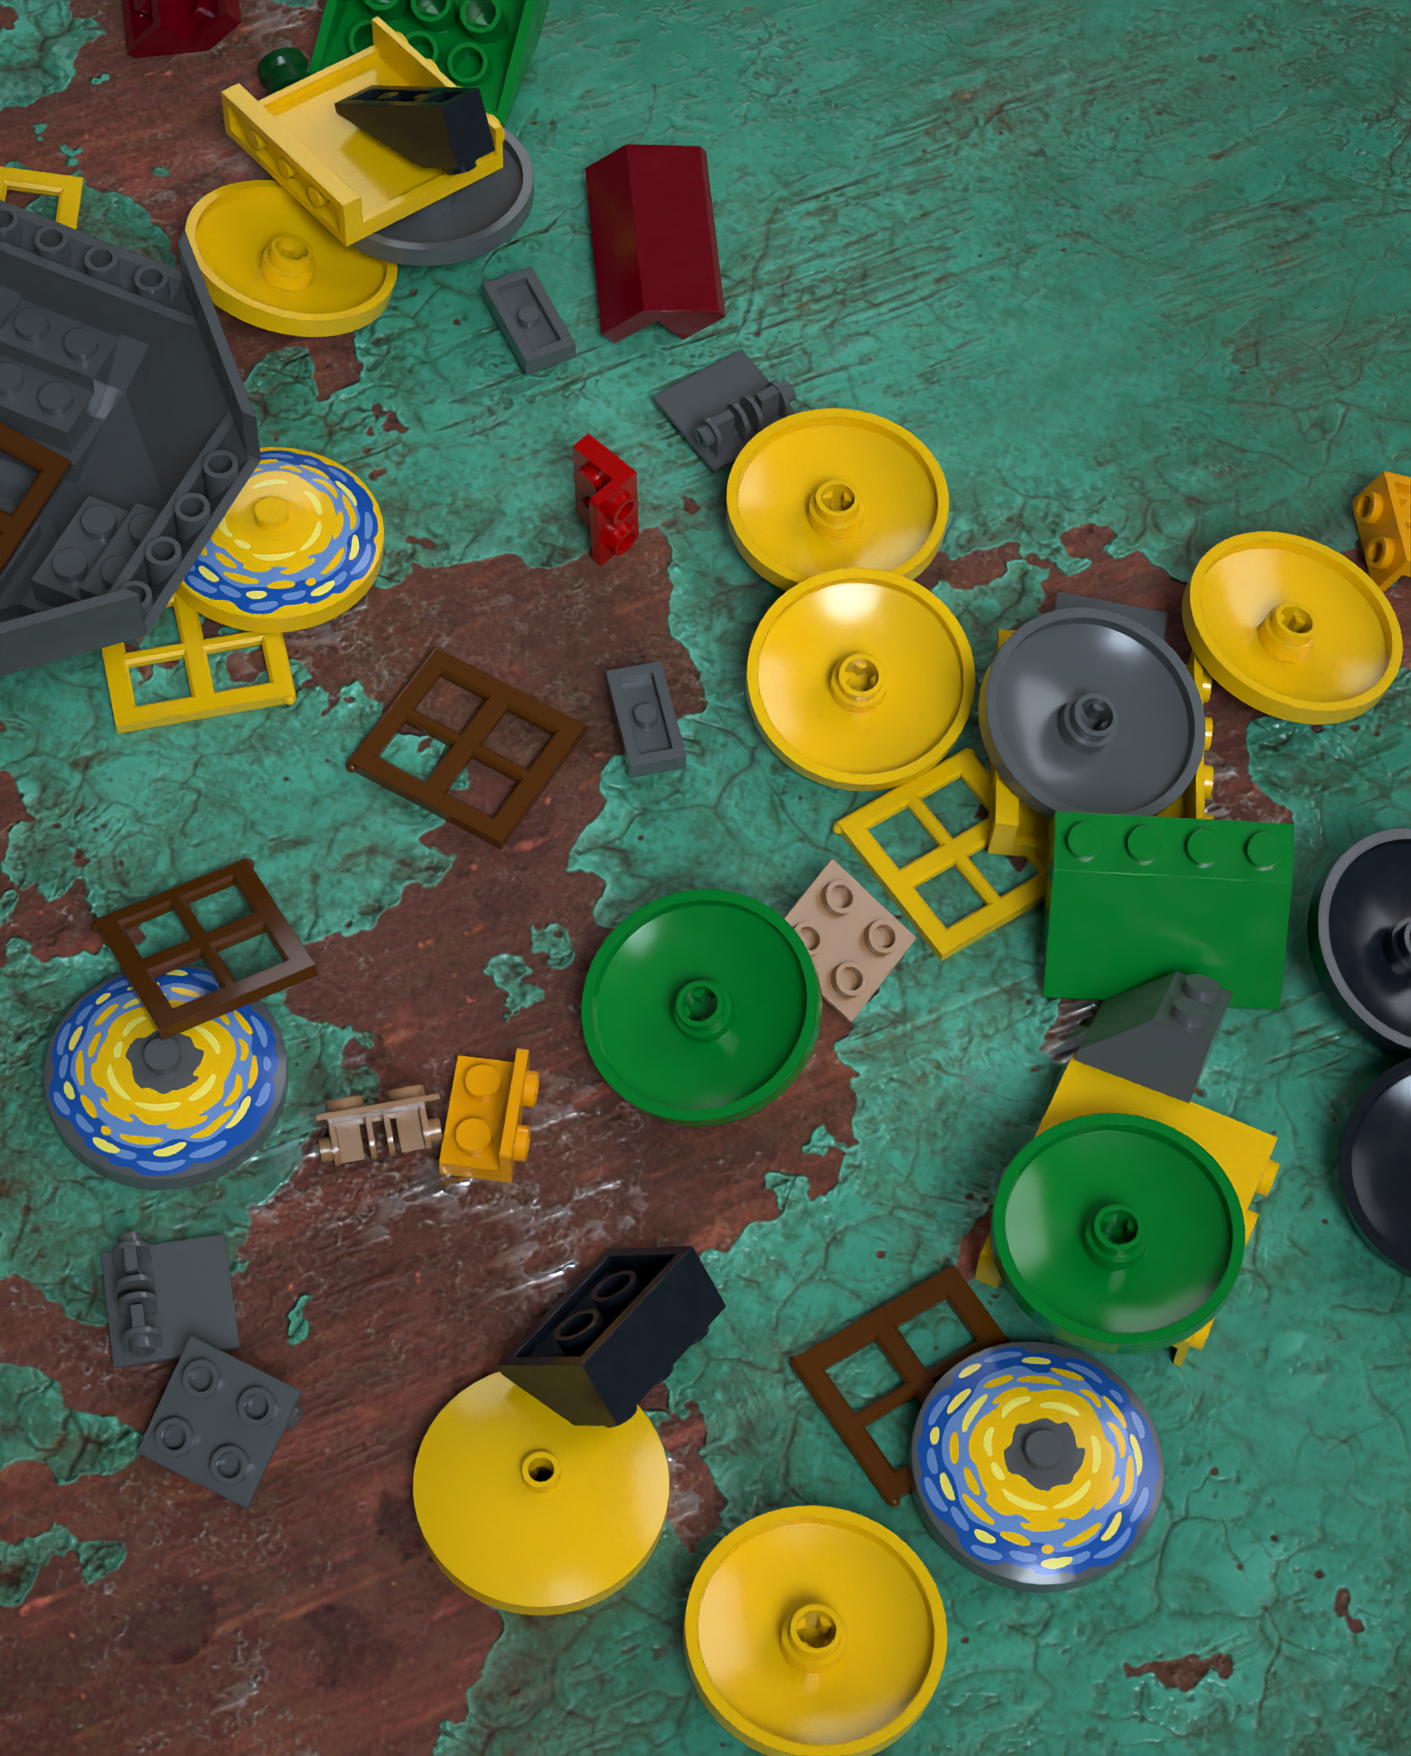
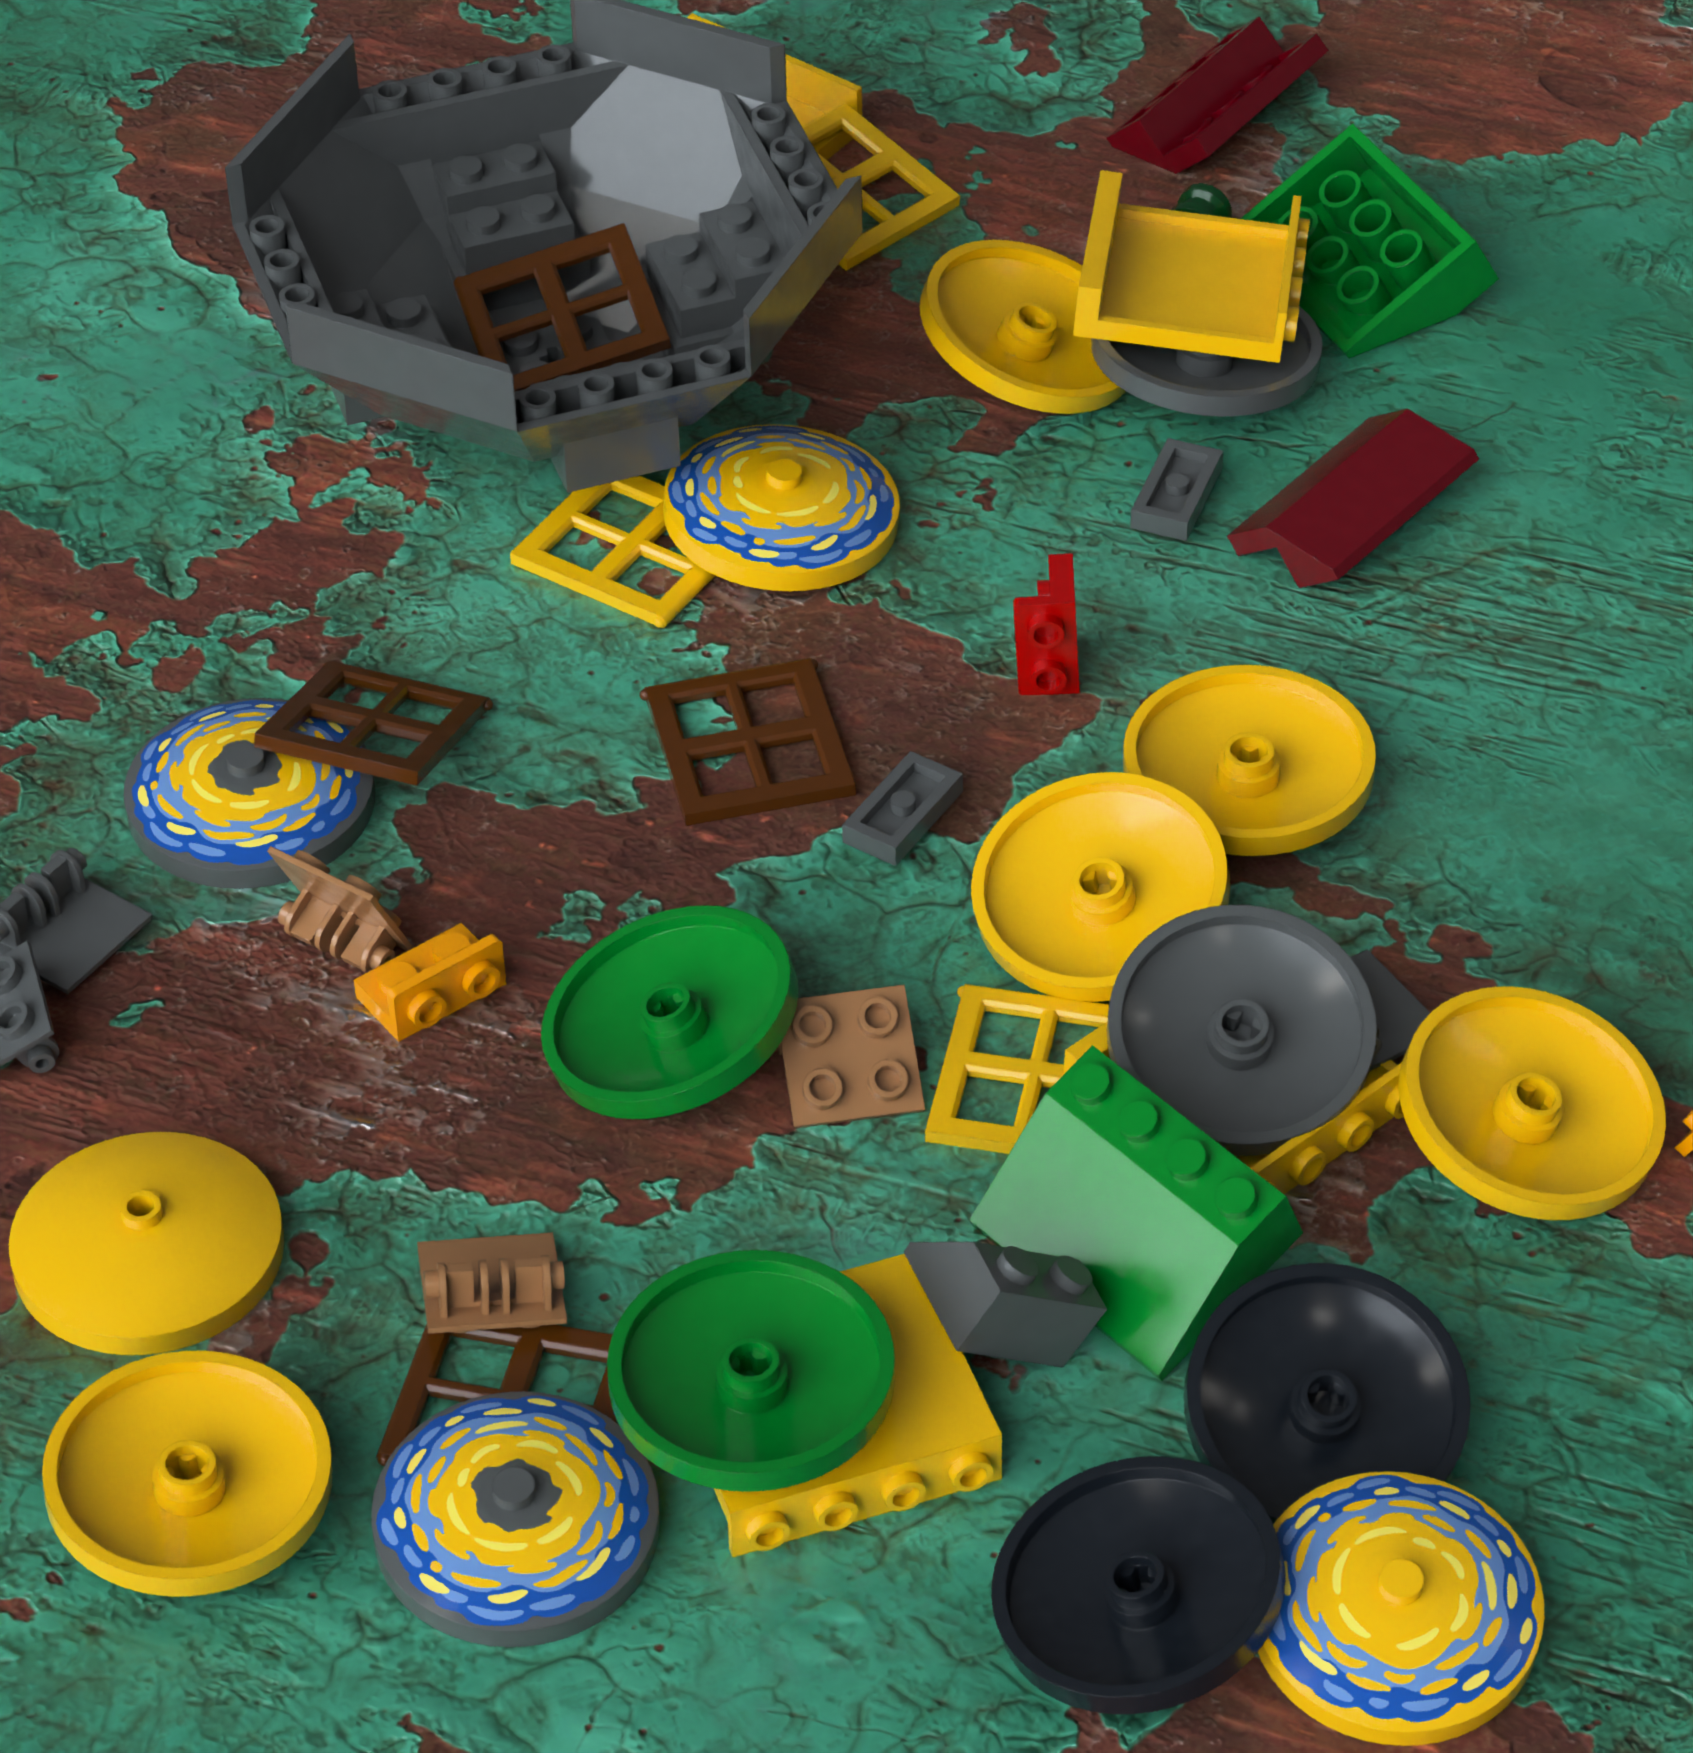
camera: 50 degrees right, 15 degrees down
(424, 123) = (1228, 281): black slope -> none
(615, 1334) = (314, 1173): black slope -> none
(725, 407) = (1263, 638): dark grey hinge -> none
(818, 1310) = (491, 1283): none -> medium nougat hinge

